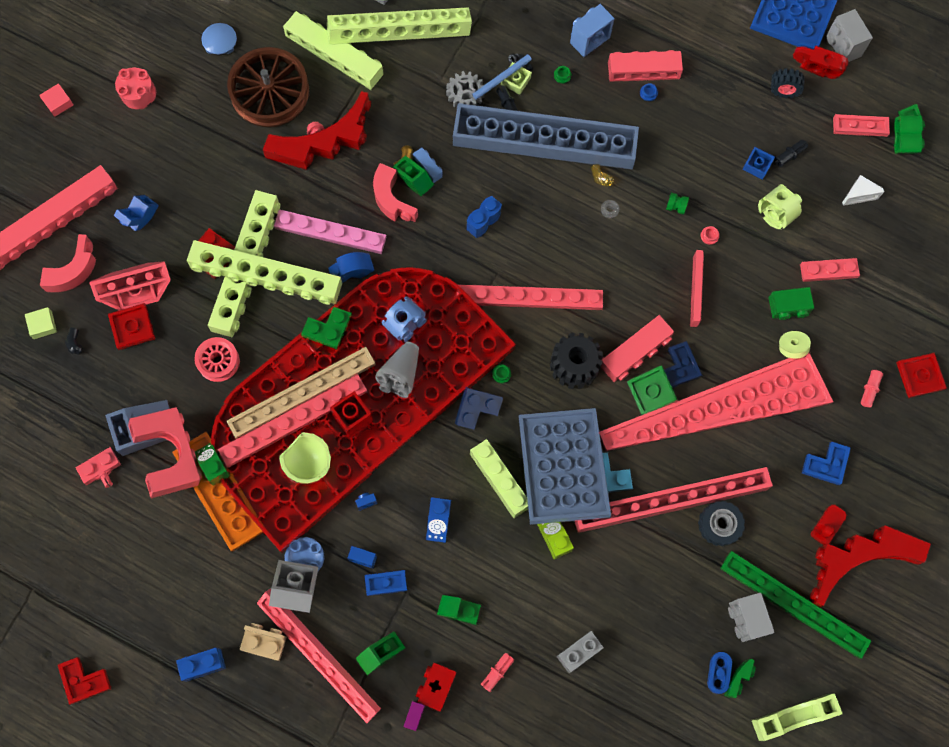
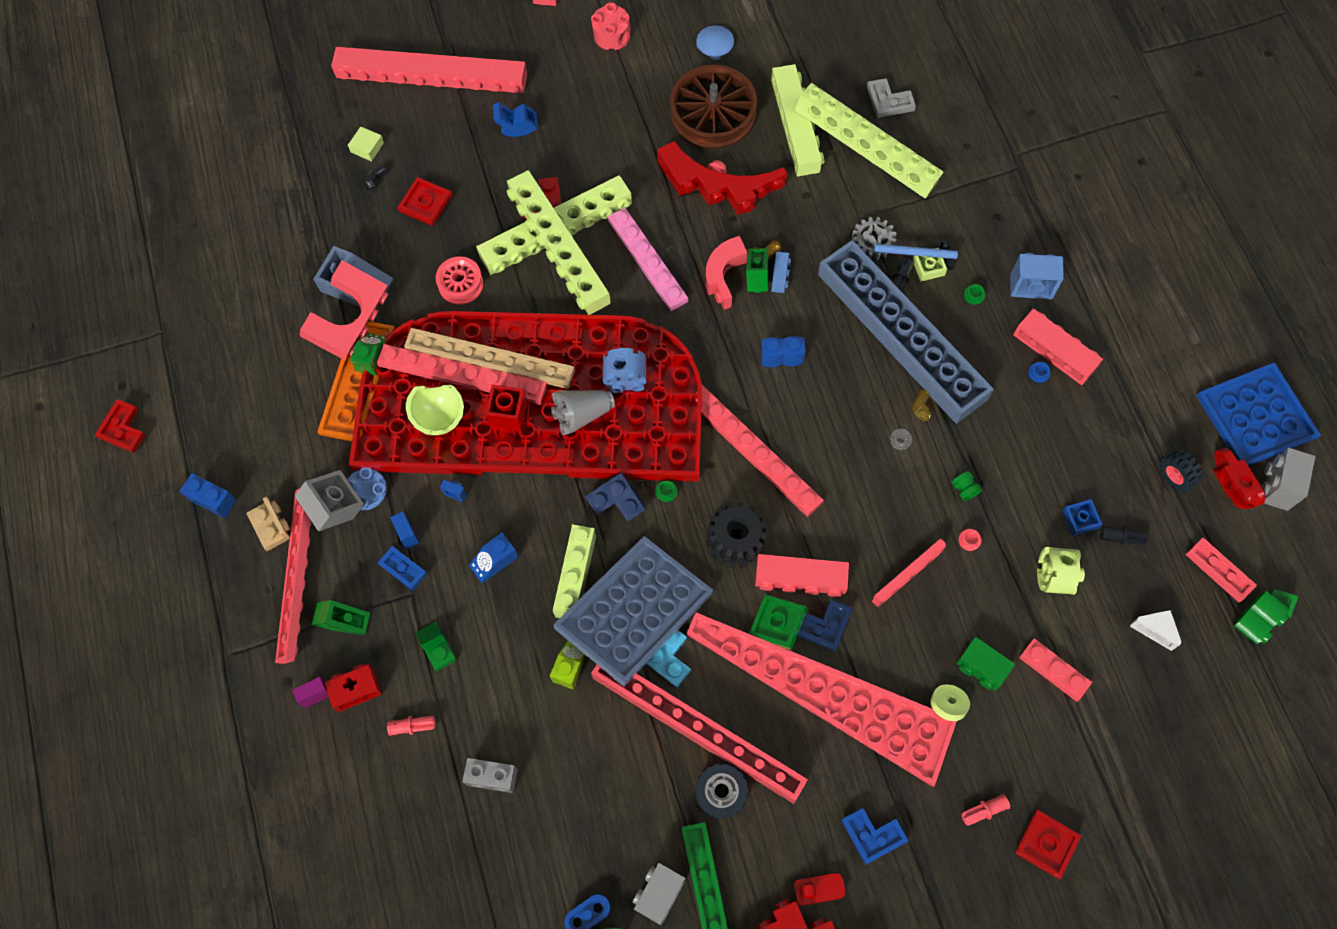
camera: 50 degrees right, 5 degrees down
(72, 274) = (427, 126): coral arch -> none
(99, 467) = (294, 284): coral plate -> none
(132, 285) = (453, 170): coral wedge -> none
(330, 332) = (559, 332): green plate -> none
(352, 265) = (634, 298): blue brick -> none

